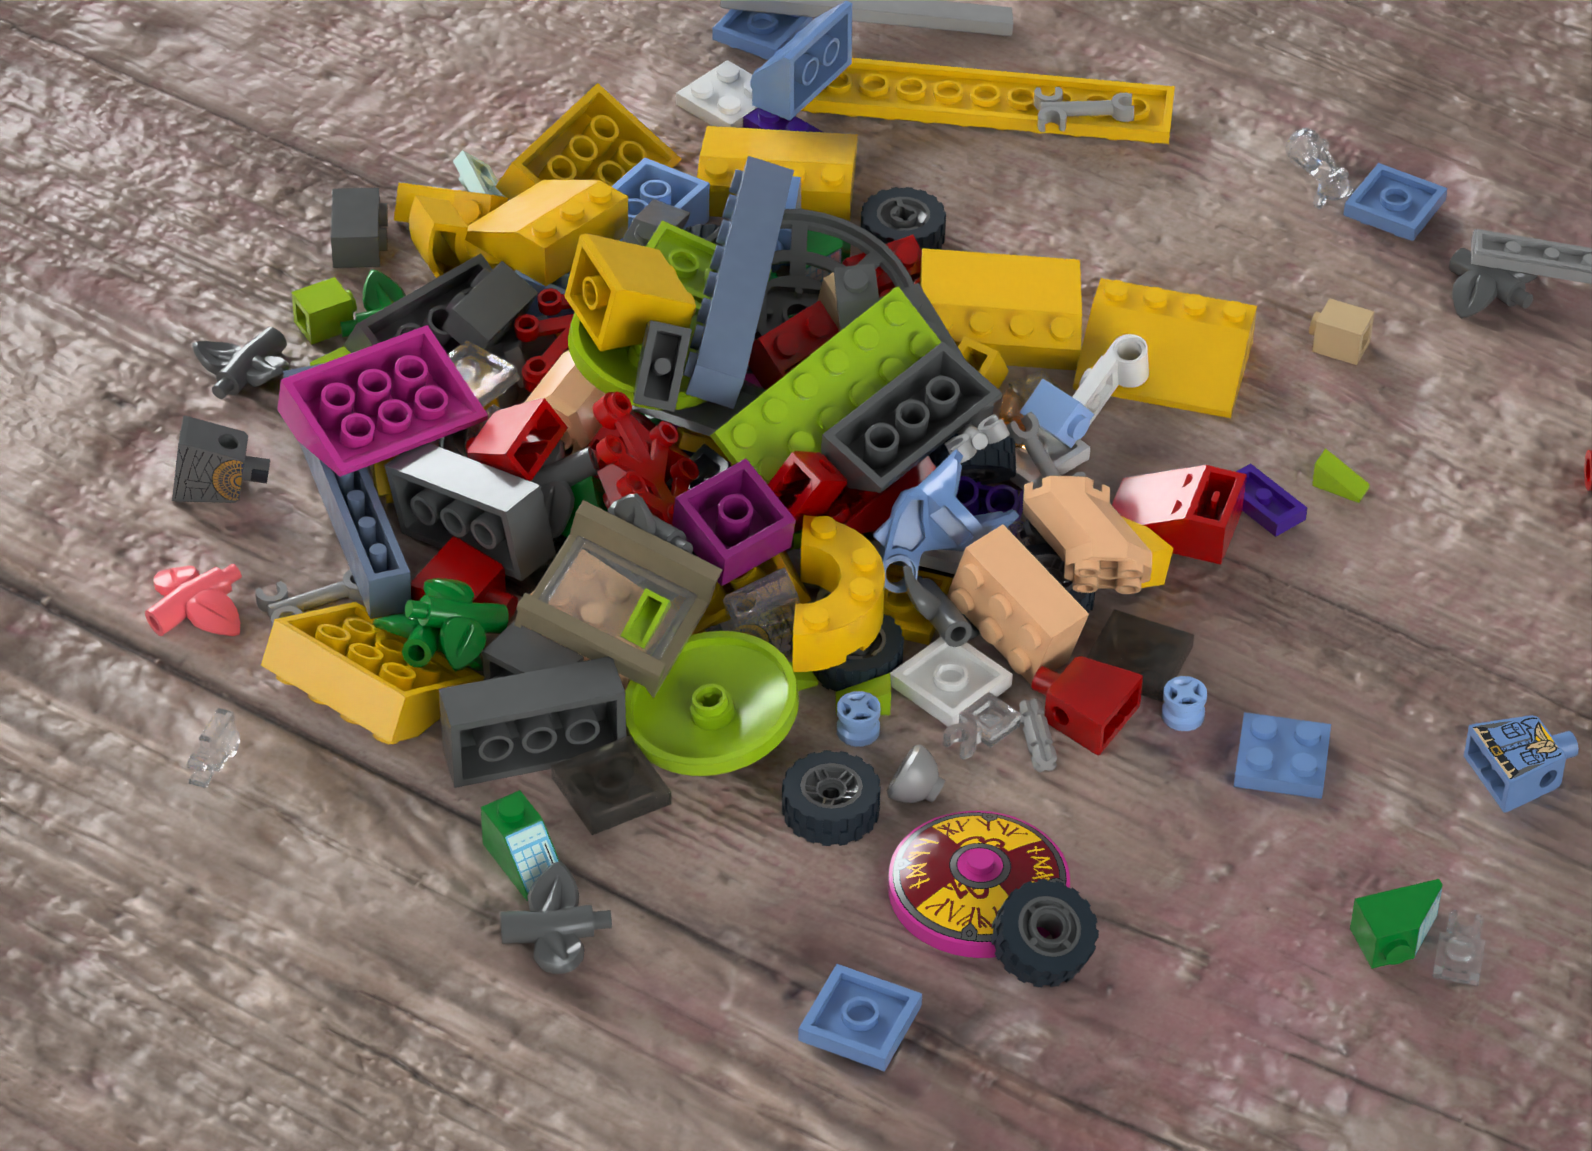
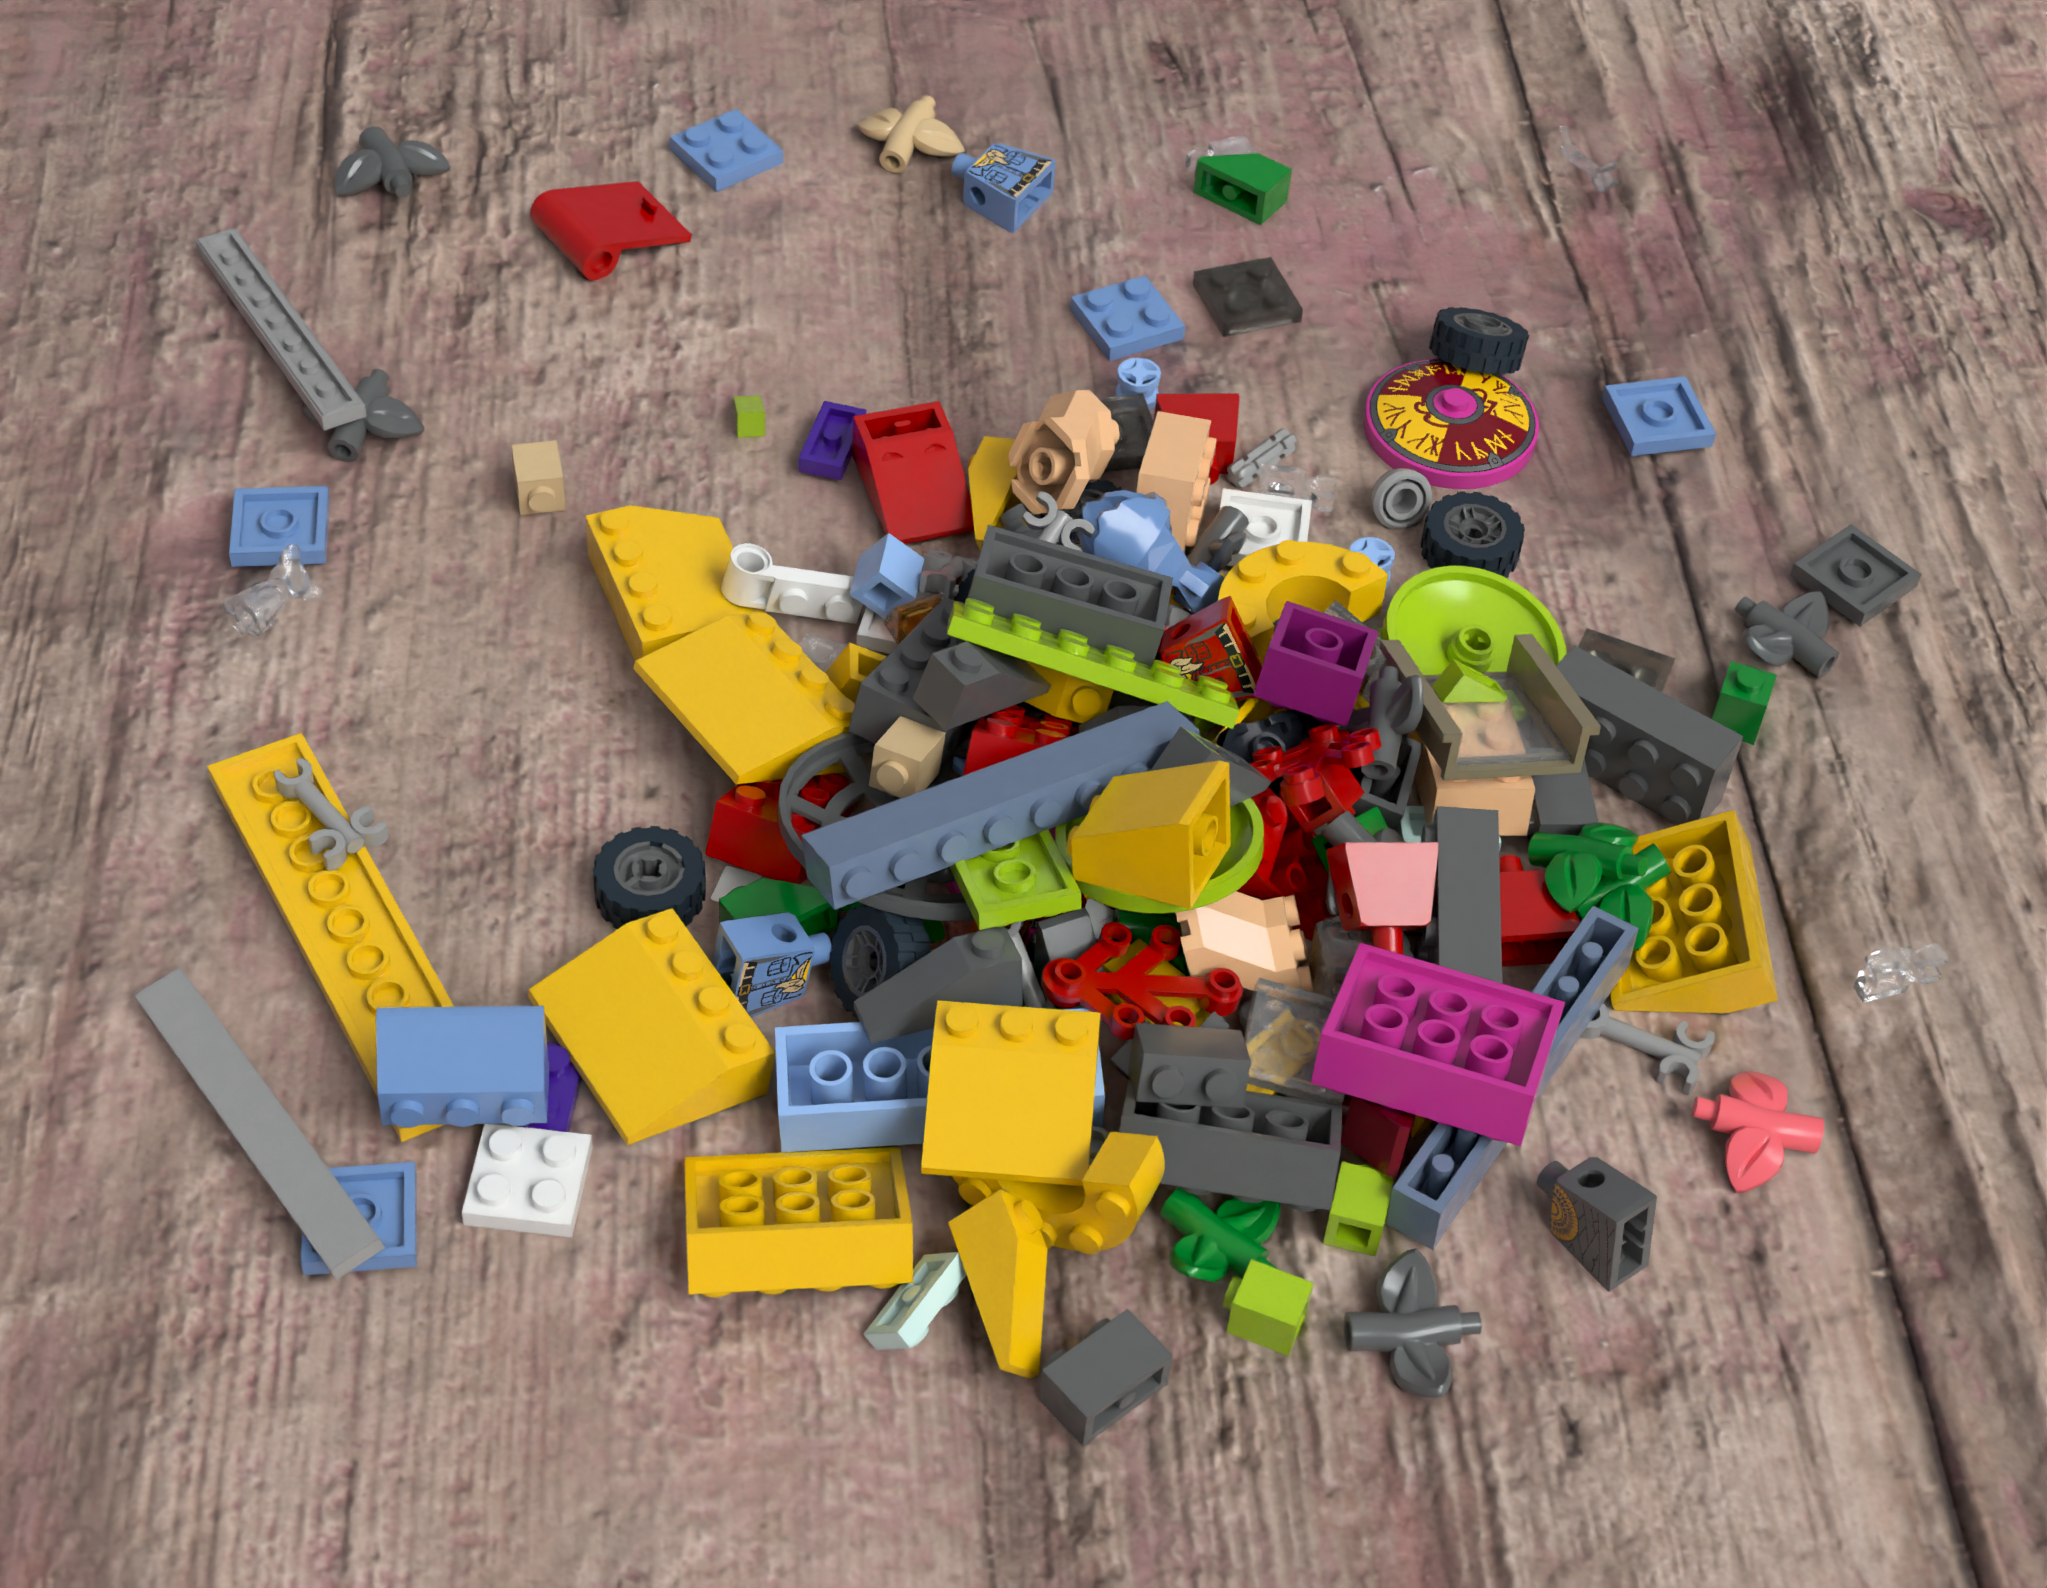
camera: 130 degrees left, 5 degrees up
(567, 1014) = (1855, 575): none -> dark grey plate
(1249, 849) = (1247, 296): none -> clear smoke plate

